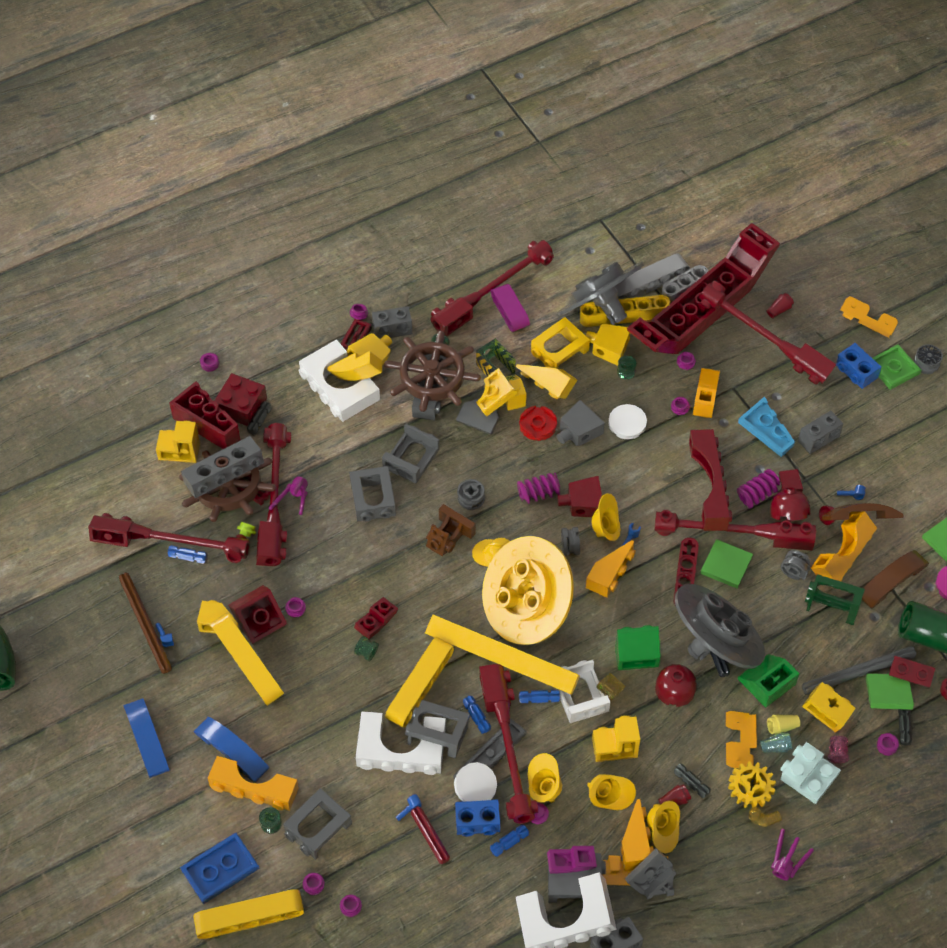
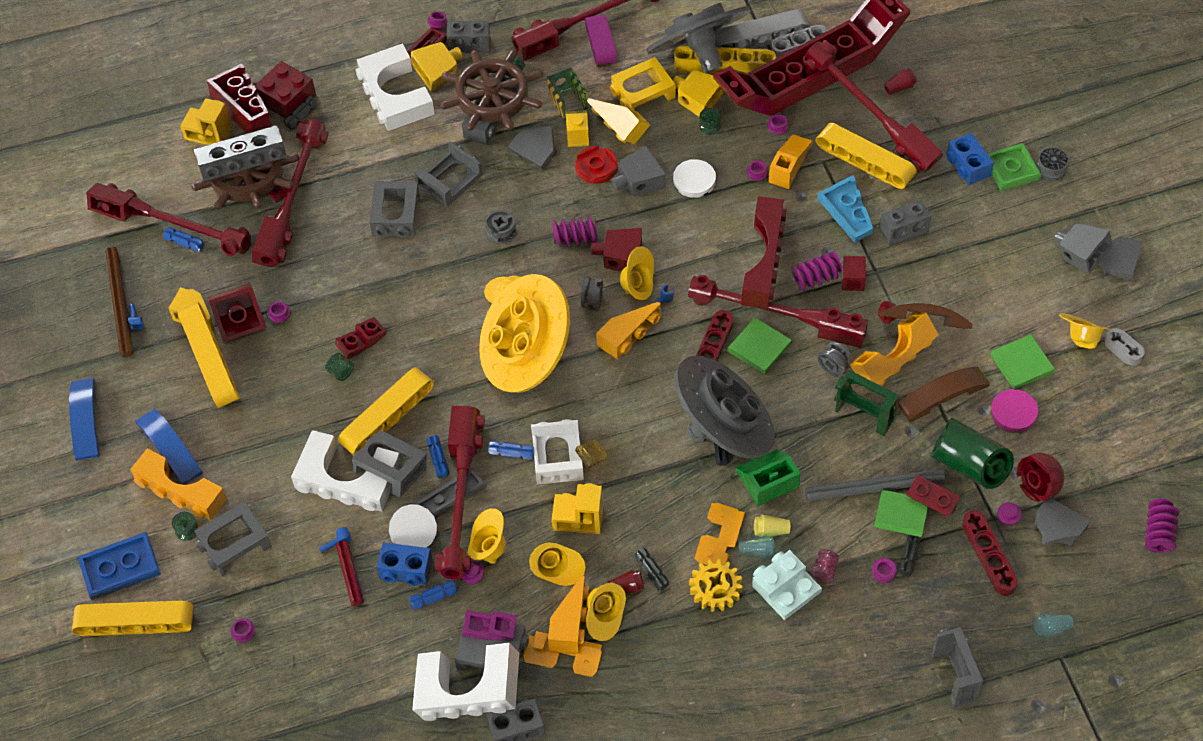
camera: 15 degrees right, 0 degrees up
(209, 362) = (266, 48): magenta tile -> none
(246, 529) = (251, 223): lime plate -> none
(297, 489) = (316, 190): magenta plant -> none
(313, 883) = (210, 600): magenta plate -> none
(357, 367) = (414, 74): yellow slope -> none
(452, 524) = (471, 254): reddish brown tile -> none
(496, 392) = (556, 123): yellow tile -> none
(502, 654) = (482, 398): yellow tile -> none
(637, 647) = (630, 416): green slope -> none
(653, 875) = (576, 661): dark grey slope -> none
(676, 685) = (664, 464): dark red cylinder -> none
(763, 820) = (718, 625): clear yellow arm -> none
(769, 377) = (866, 155): none -> yellow beam
(784, 868) = (725, 679): magenta plant -> none
(790, 504) = (845, 293): dark red cylinder -> none
(834, 715) = (815, 512): yellow brick -> none
(855, 308) = (990, 102): light orange piece -> none
(858, 493) = (929, 295): blue hand -> none

